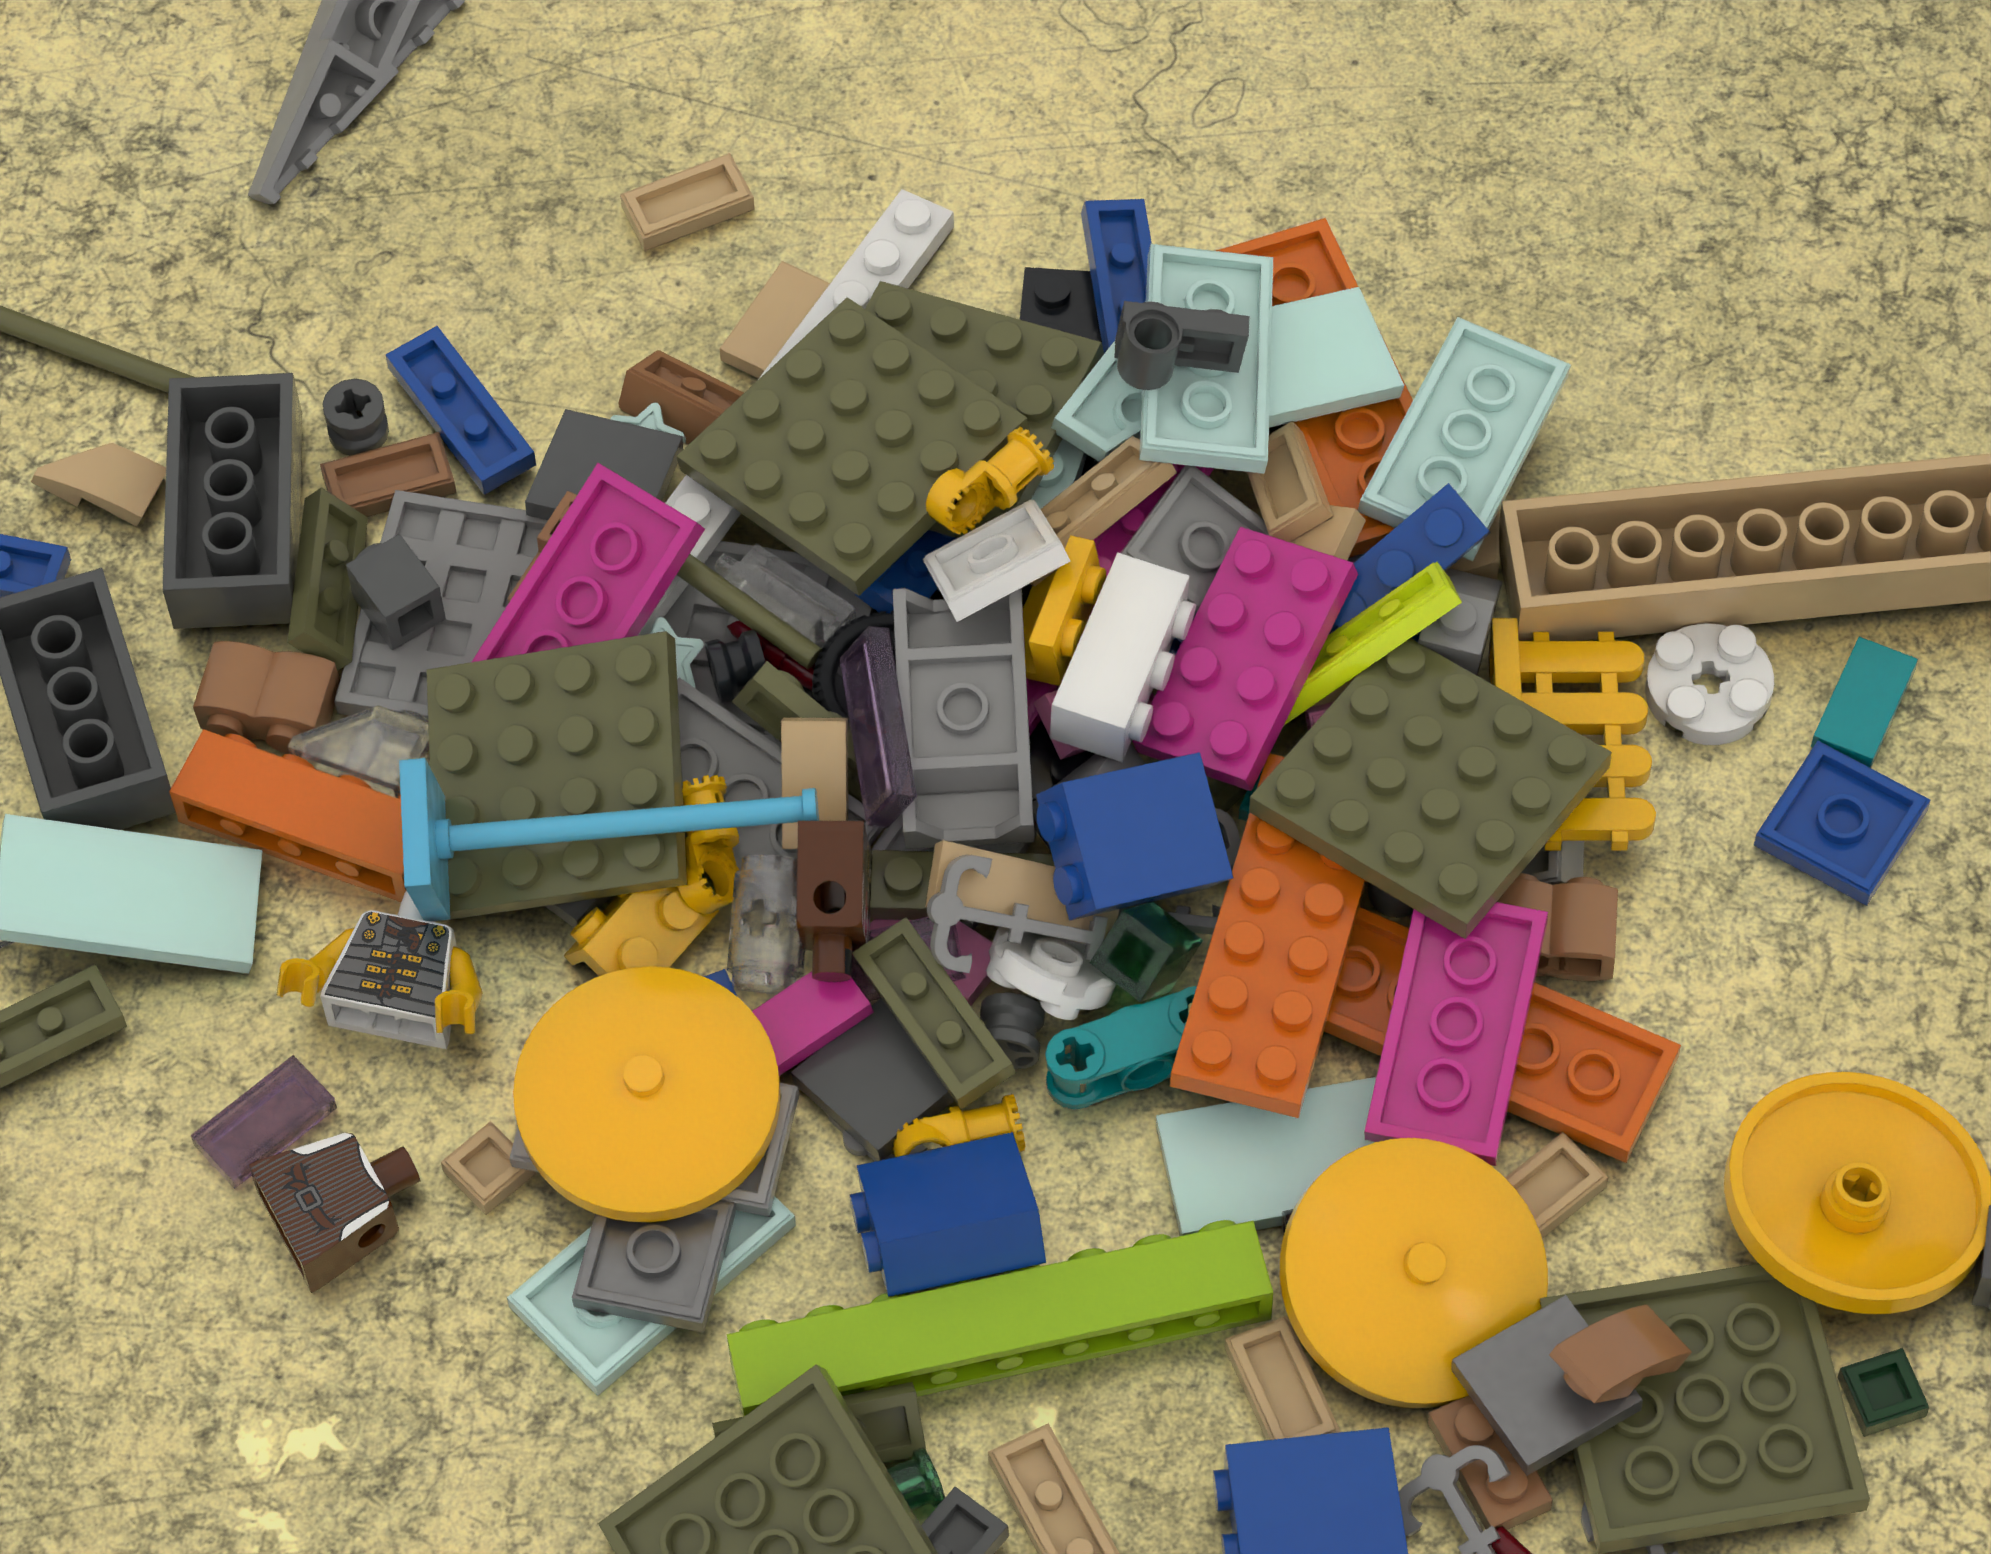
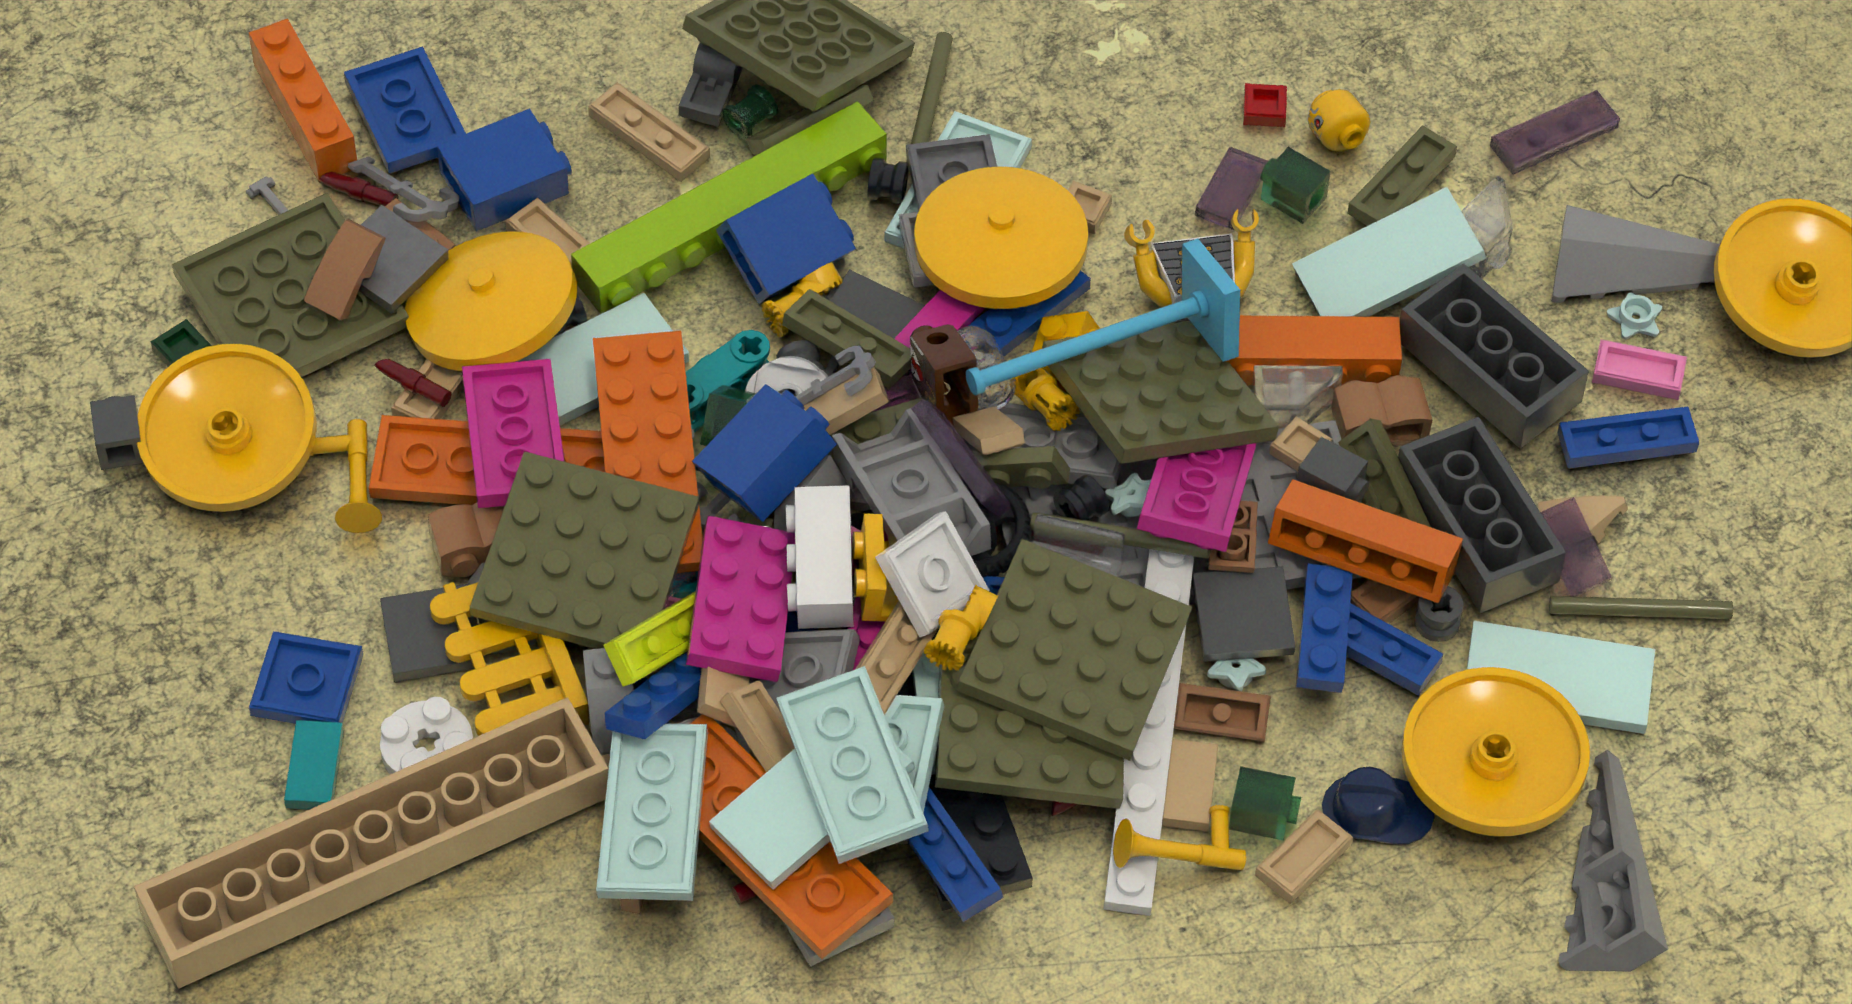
camera: 155 degrees right, 5 degrees down
(54, 1159) = (1337, 118): none -> yellow head
(137, 1245) = (1265, 105): none -> red tile
(138, 432) = (1583, 562): none -> tile
(178, 1076) = (1294, 184): none -> clear green brick
(257, 303) = (1599, 678): none -> light aqua tile
(332, 1202) = (1164, 148): reddish brown torso -> none
(399, 210) = (1495, 751): none -> yellow dish
(400, 668) = (1295, 443): none -> tan tile
(407, 483) = (1365, 541): none -> orange brick
(514, 421) = (1324, 628): none -> blue plate
(569, 230) = (1377, 807): none -> dark blue piece
(617, 1435) = (932, 88): none -> olive bar
(707, 256) = (1264, 803): none -> clear green brick
(751, 1288) = (888, 180): none -> black wheel
(898, 228) = (1218, 854): none -> yellow piece
(1176, 337) = (853, 738): dark grey plate -> none
(1565, 1191) = (414, 381): none -> dark red piece
(1682, 847) = (415, 639): none -> dark grey tile
(1704, 1021) = (358, 514): none -> yellow piece

